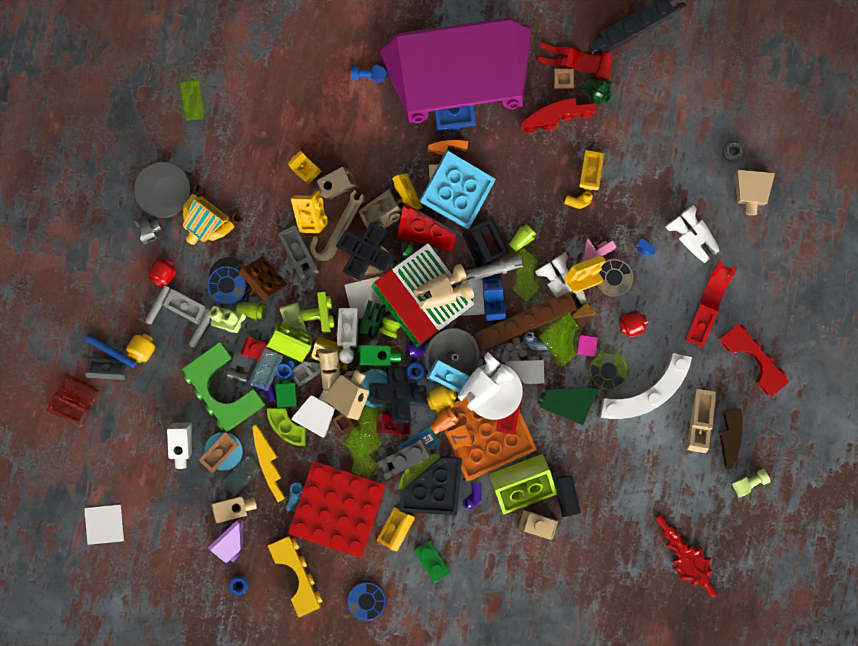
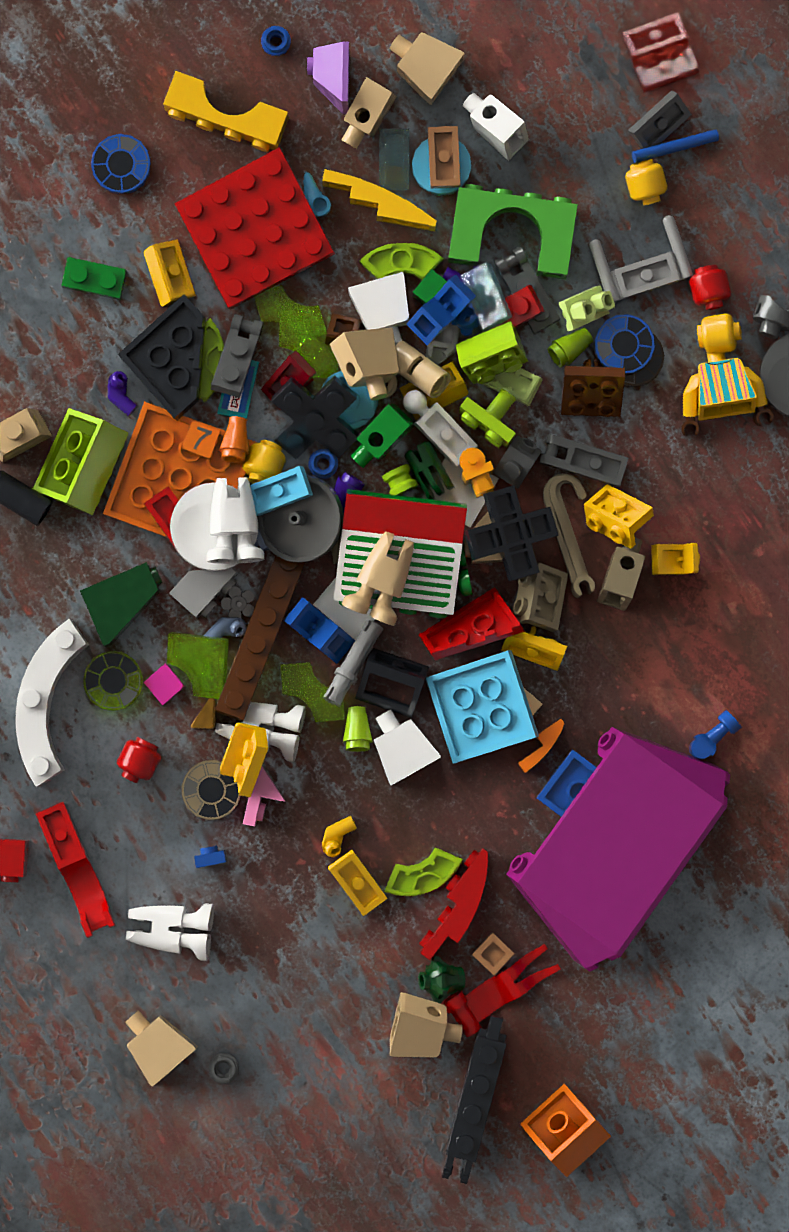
camera: 130 degrees right, 0 degrees up
(180, 247) = (719, 333): none -> yellow head
(182, 503) = (426, 64): none -> tan torso
(292, 383) = (441, 310): none -> blue slope
(328, 282) = (517, 461): none -> dark grey bracket
(351, 296) = (476, 471): none -> light orange hips
(510, 208) = (402, 748): none -> white torso
(559, 144) = (423, 877): none -> lime tile
(629, 78) = (421, 1028): none -> tan torso

